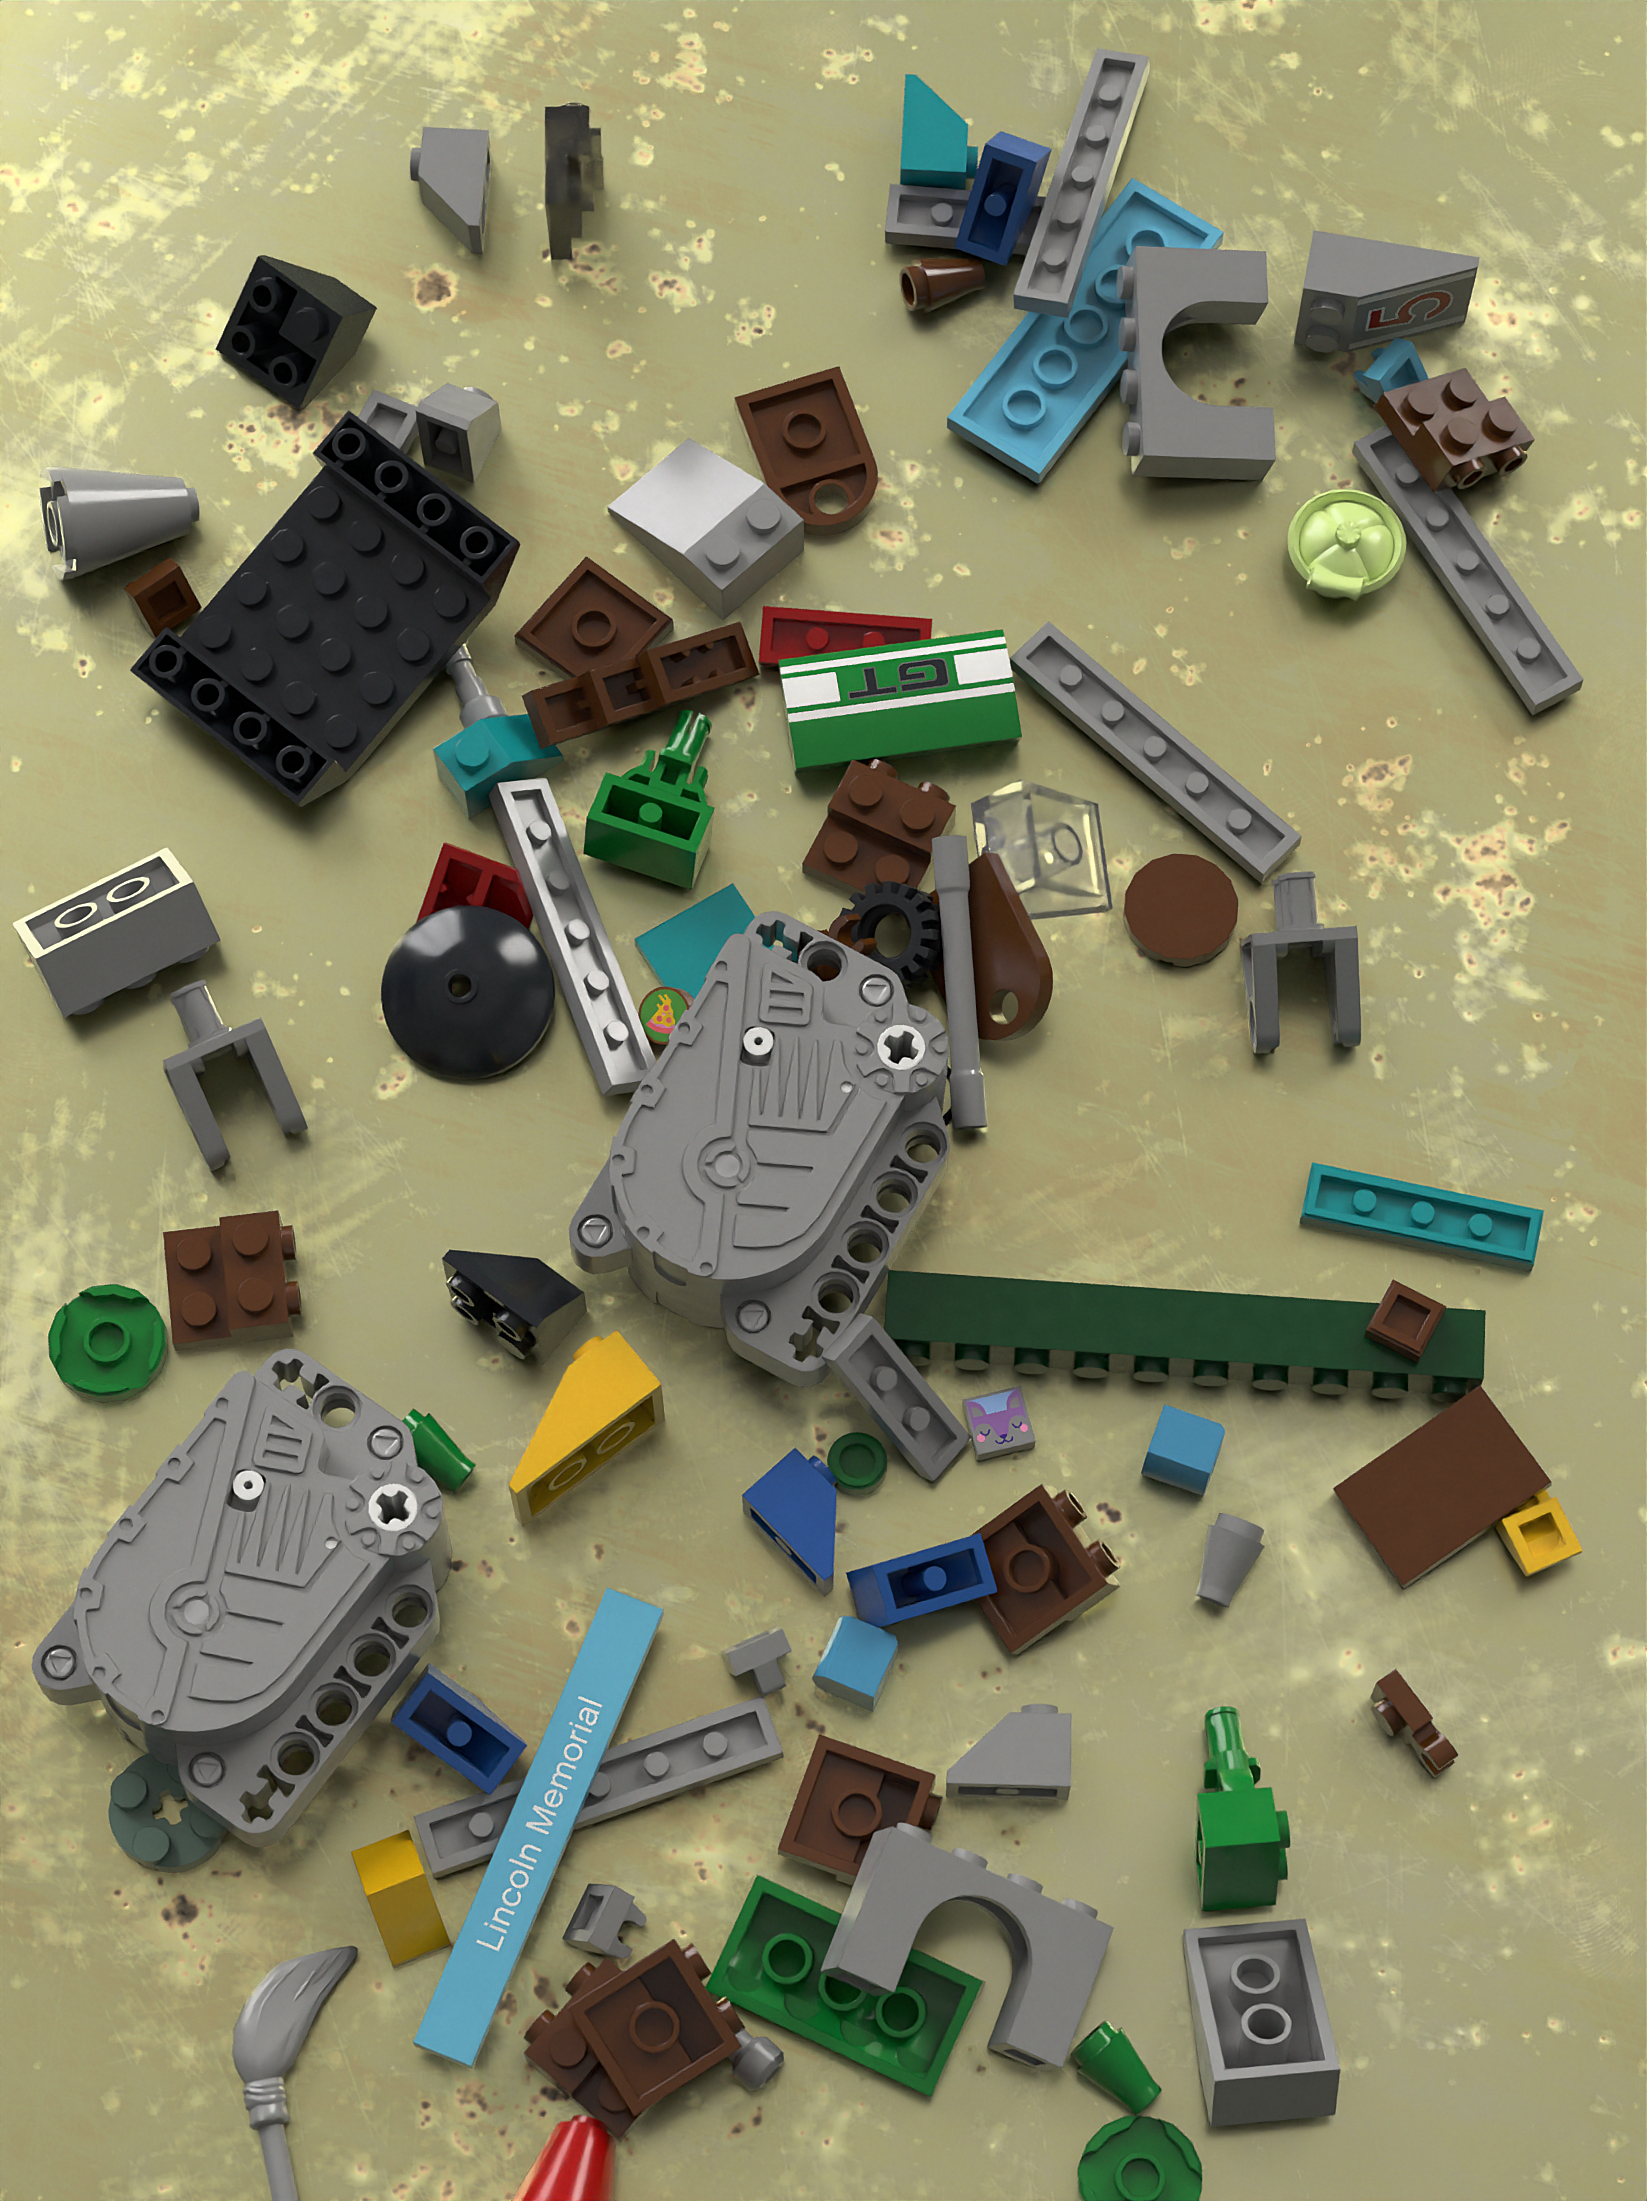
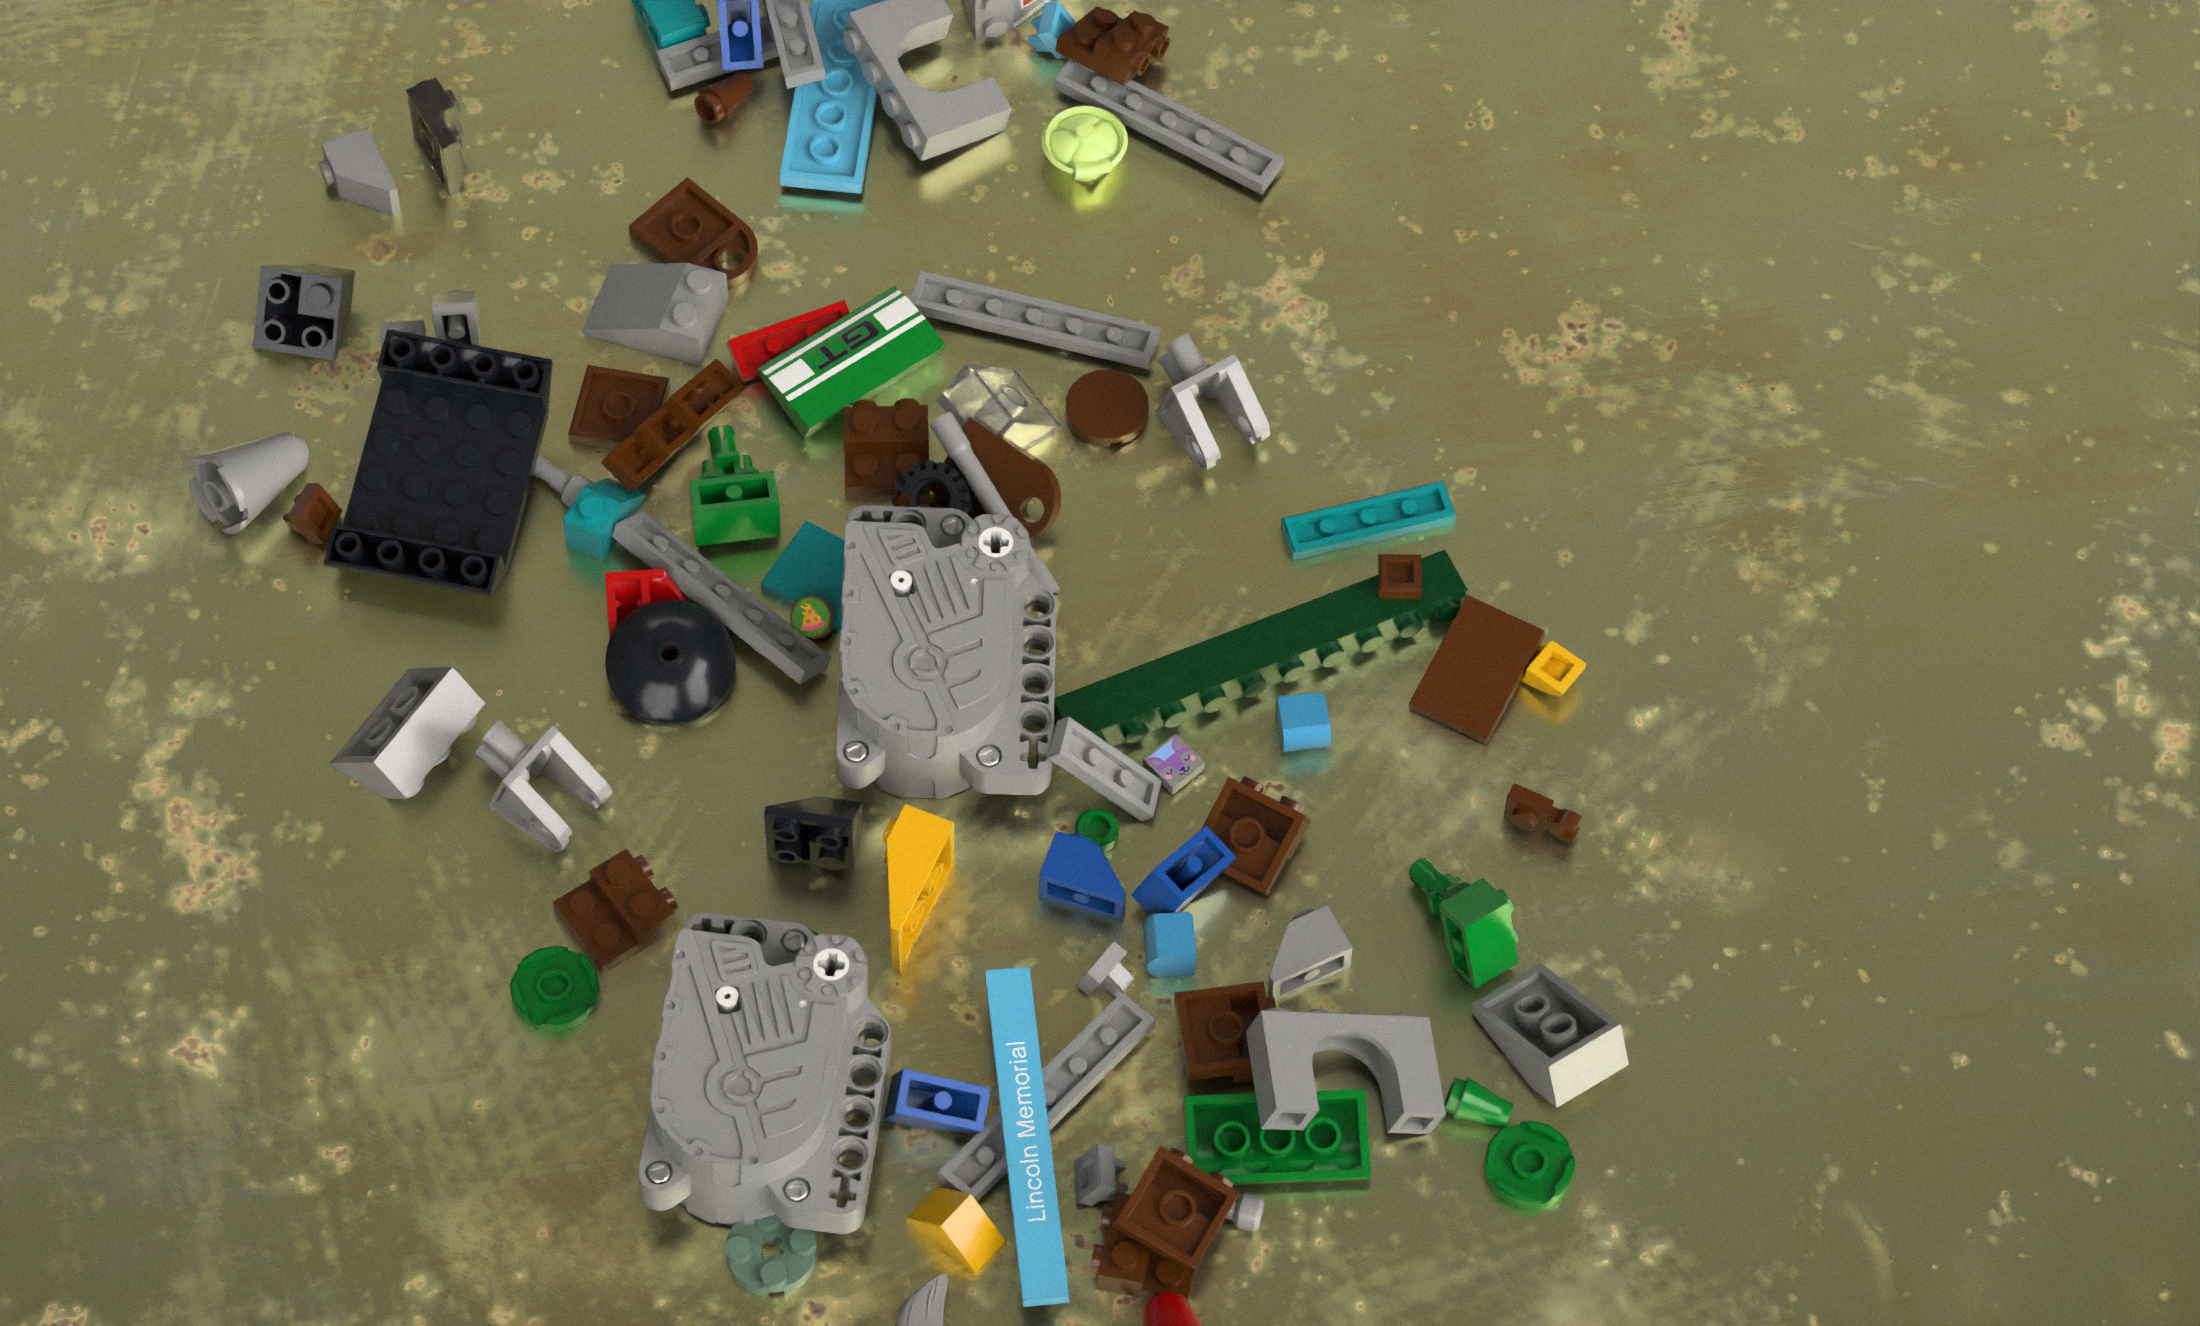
camera: 30 degrees left, 10 degrees down
(1228, 1556) = (1367, 771): light grey cone -> none

